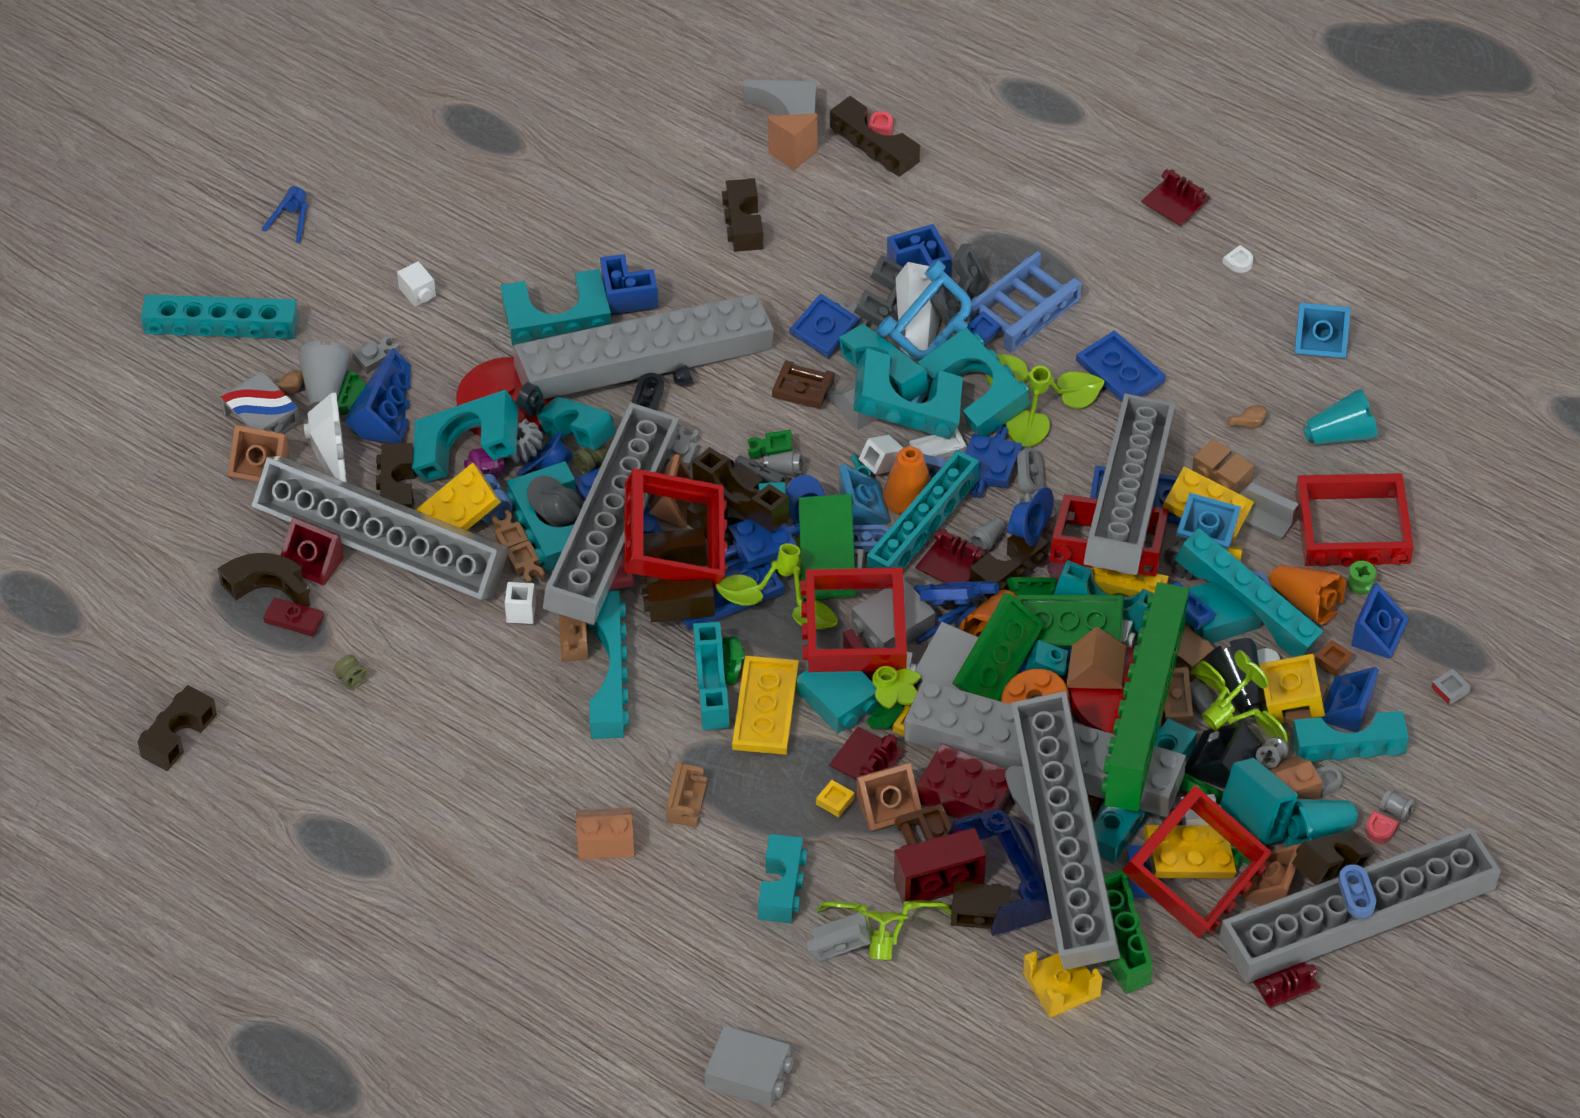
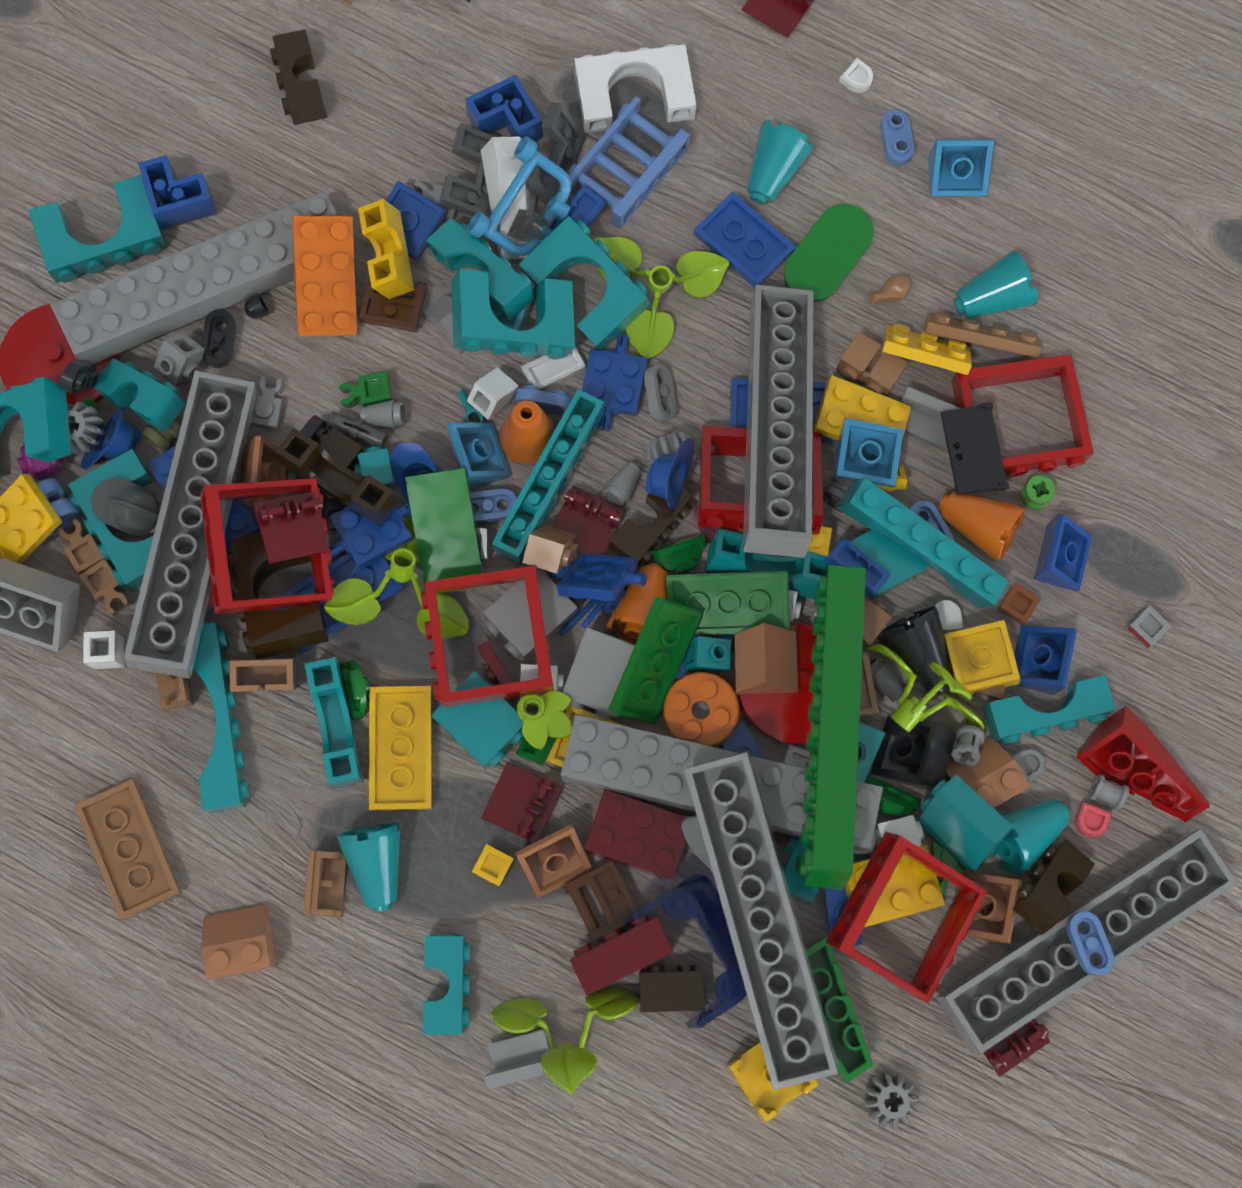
camera: 15 degrees left, 25 degrees up
(518, 752) = (127, 849): none -> medium nougat plate
(614, 400) = (179, 358): none -> light grey brick
(655, 632) = (252, 673): none -> medium nougat piece
(699, 512) = (291, 527): none -> dark red hinge
(732, 777) = (374, 862): none -> teal cone
(747, 353) = (324, 275): none -> orange plate
(806, 347) = (391, 269): none -> yellow arch
(918, 565) = (550, 548): none -> medium nougat piece
(929, 333) = (527, 226): none -> clear smoke plate
(1064, 234) = (664, 66): none -> white arch
(1156, 308) = (776, 160): none -> teal cone
(1167, 1009) = (900, 1107): none -> light grey gear
(1198, 383) = (829, 251): none -> green tile
(1269, 307) = (896, 135): none -> medium blue plate
(1272, 456) = (927, 348): none -> yellow plate
(1308, 539) = (978, 449): none -> black door
(1316, 451) = (972, 332): none -> medium nougat plate
(1422, 776) = (1133, 756): none -> red wedge

